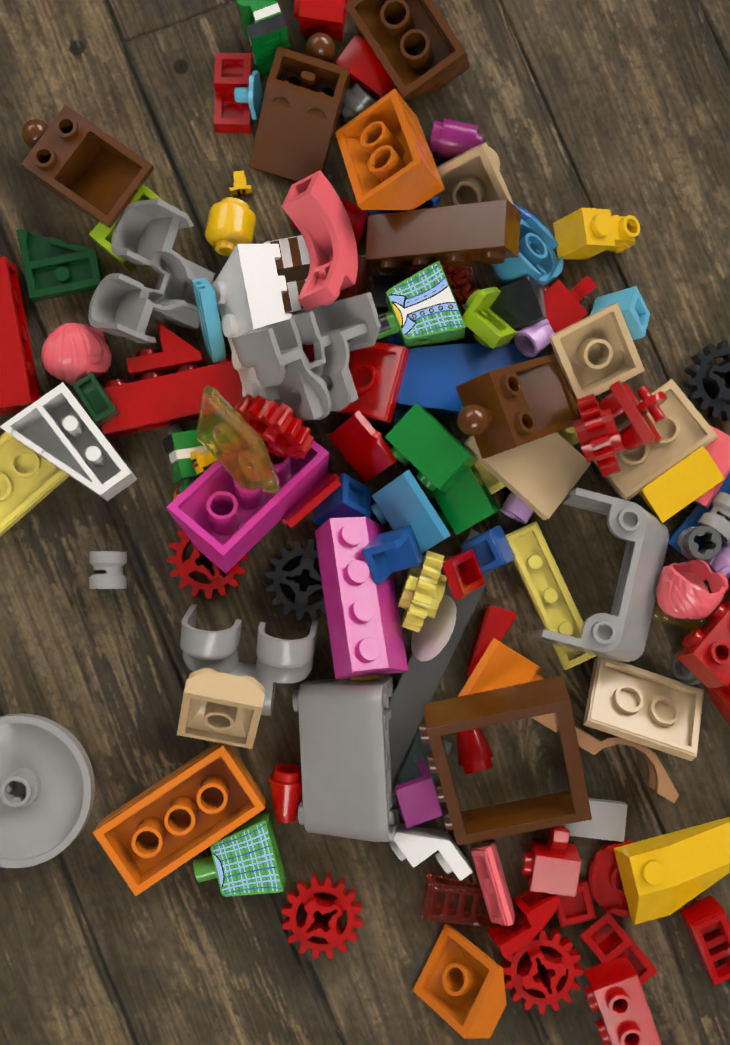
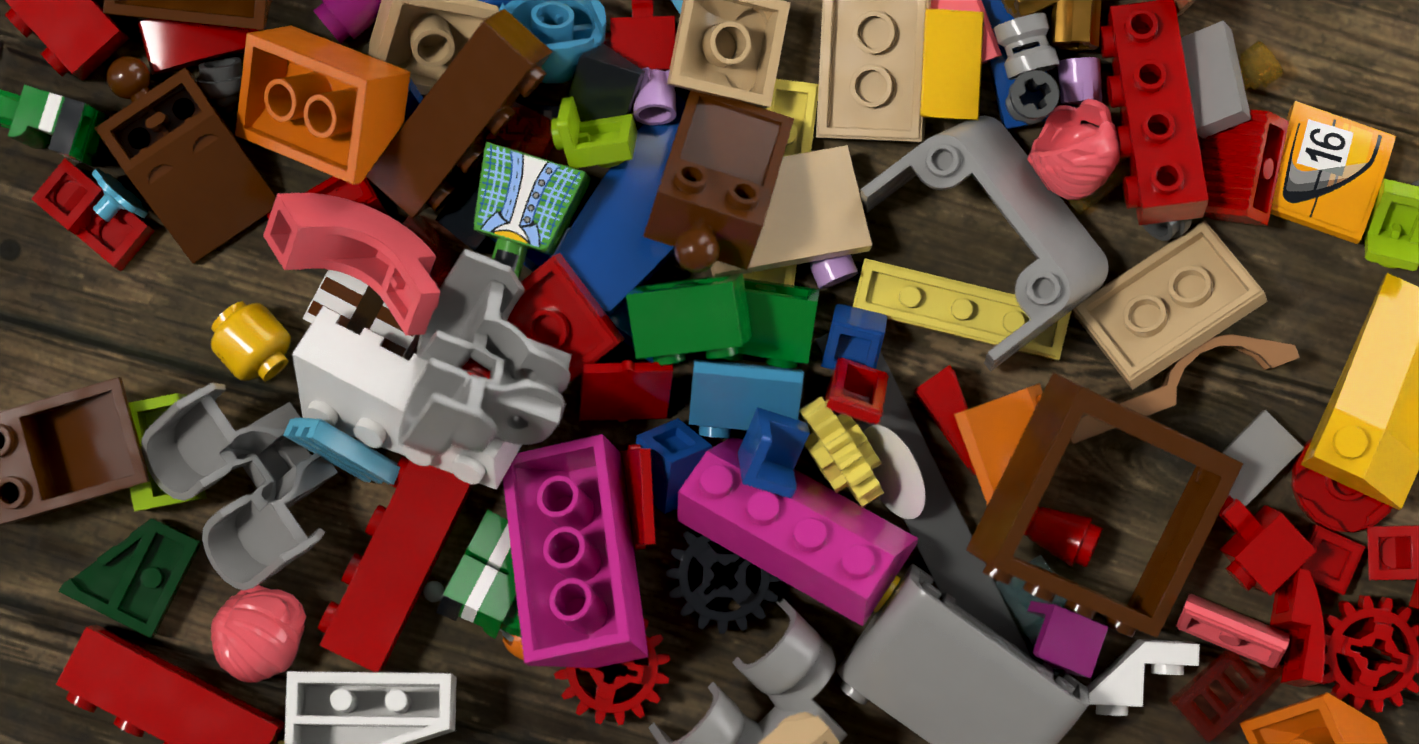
camera: 50 degrees left, 0 degrees up
(95, 399) = (332, 650): dark green piece -> none
(175, 354) = (349, 519): red slope -> none
(201, 460) = (500, 583): yellow piece -> none
(235, 443) = (516, 531): clear yellow tile -> none
(240, 184) = (205, 290): yellow piece -> none
(276, 426) = (529, 475): red gear -> none
(598, 435) = (821, 118): red gear -> none
(623, 401) = (830, 46): red hips -> none

